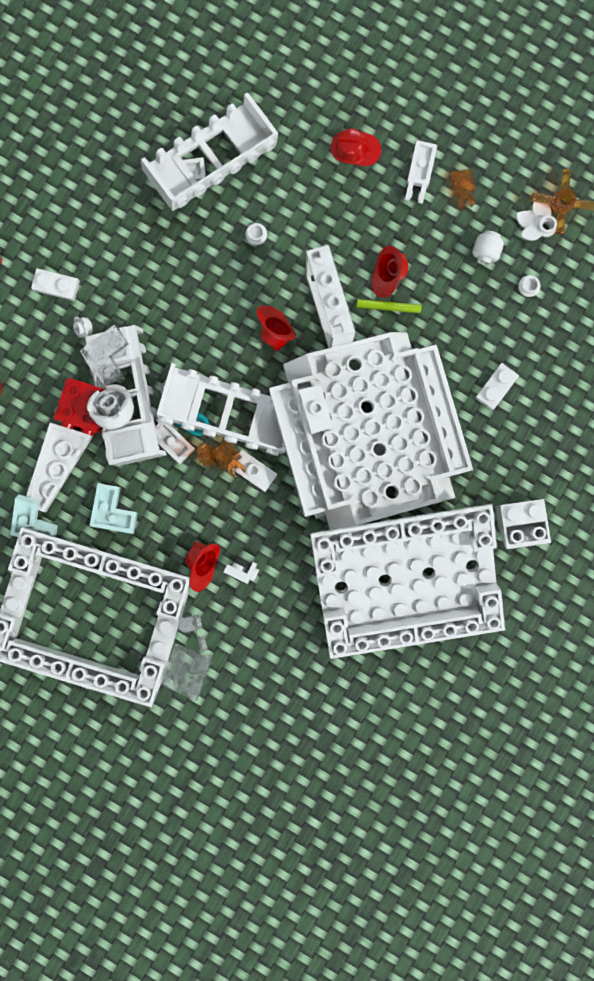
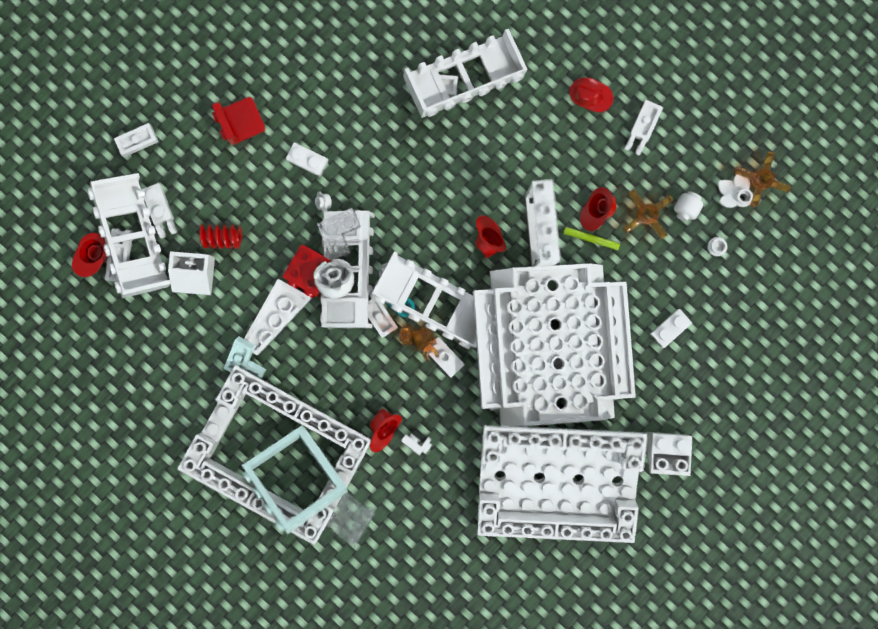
camera: 10 degrees right, 0 degrees up
(106, 514) = (310, 368): light aqua plate -> none
(147, 660) = (282, 524): none -> light aqua window
(193, 623) = (365, 479): clear hinge -> none
(256, 234) = (489, 152): white plate -> none
(315, 409) = (510, 318): white plate -> none
(448, 258) = (654, 209): none -> clear orange bar
(462, 185) = (677, 145): clear orange plate -> none

